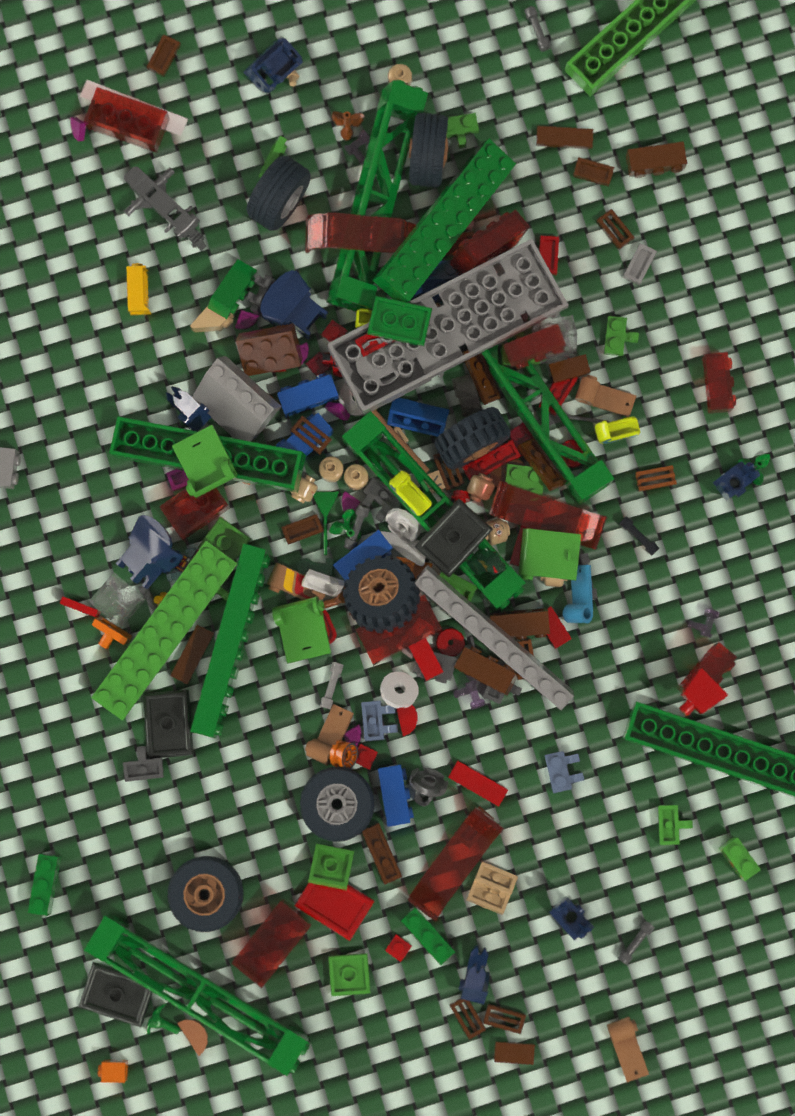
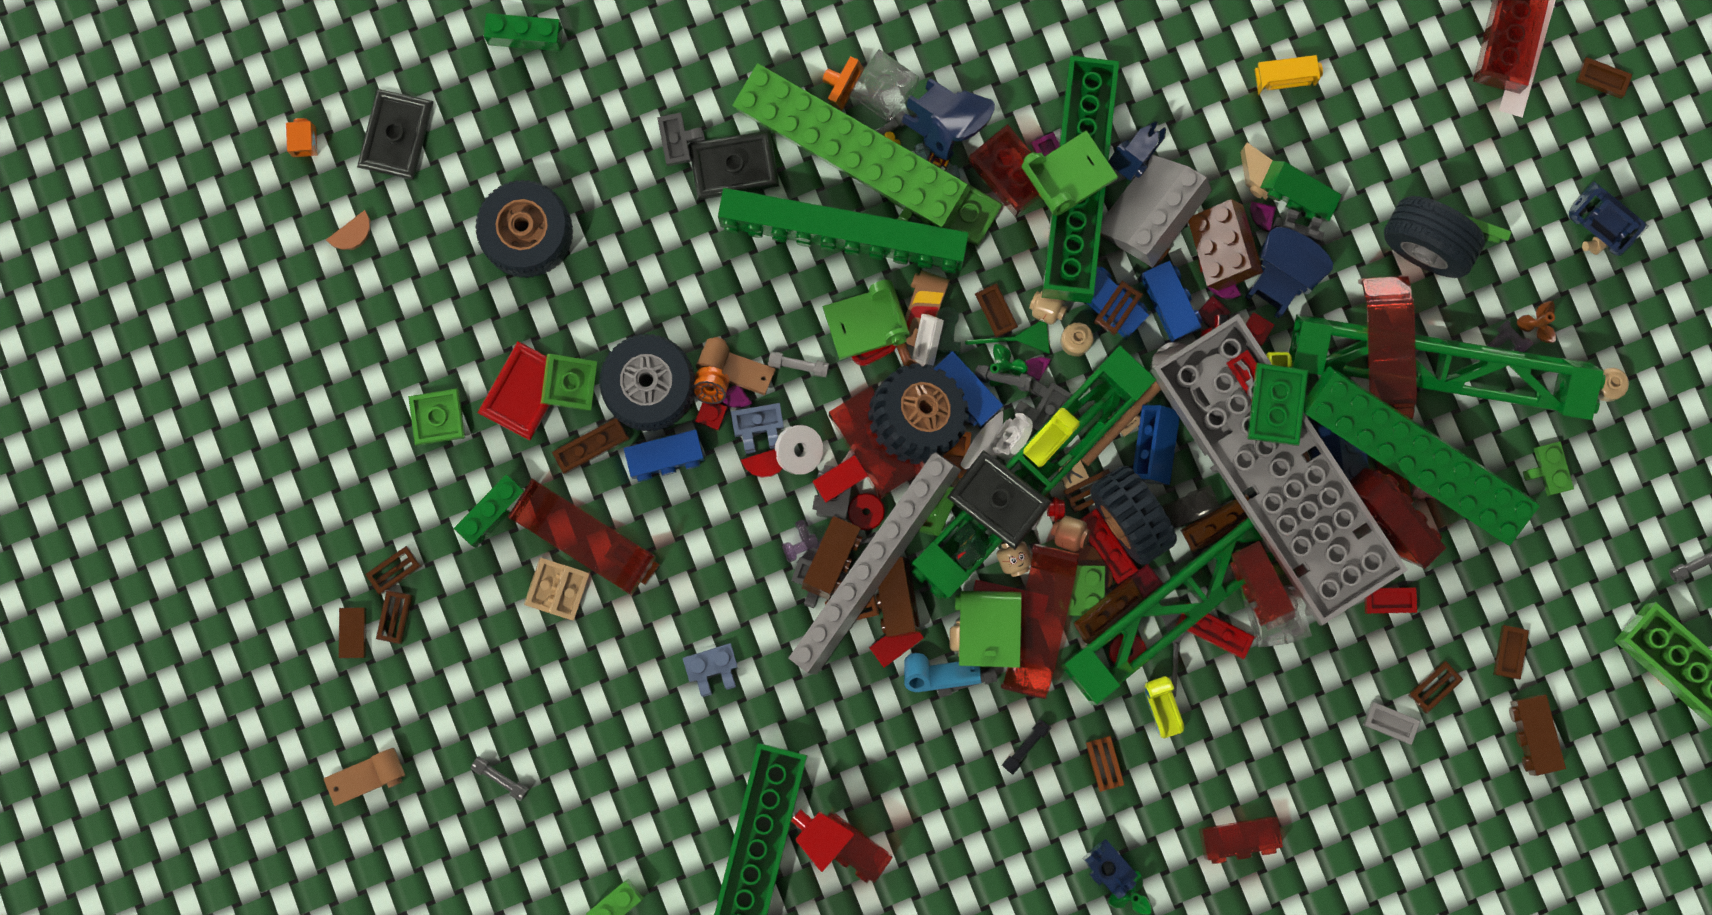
camera: 85 degrees right, 0 degrees up
(80, 607) = (872, 40): red tile -> none
(155, 196) = (1412, 81): dark grey piece -> none
(157, 1022) = (364, 184): green plant -> none
(192, 654) = (824, 186): reddish brown tile -> none
(271, 943) = (468, 316): clear red brick -> none
(288, 1047) = (465, 120): green piece -> none
(338, 410) = (1155, 342): magenta tile -> none
(356, 477) = (1069, 372): tan head -> none
(398, 948) = (474, 476): red plate -> none
(427, 783) = (681, 495): dark grey tile -> none
(428, 150) = (1514, 426): black wheel -> none
(476, 980) = (440, 576): dark blue piece -> none
(478, 783) = (687, 560): red tile -> none
(564, 137) = (1554, 610): reddish brown tile -> none
(569, 368) = (1239, 638): reddish brown tile -> none
(579, 926) = (510, 697): dark blue piece -> none
(604, 397) = (1206, 688): medium nougat door -> none
(617, 336) = (1291, 698): bright green plate -> none
(670, 825) = (652, 812): bright green plate -> none
(707, 627) = (910, 842): piece -> none

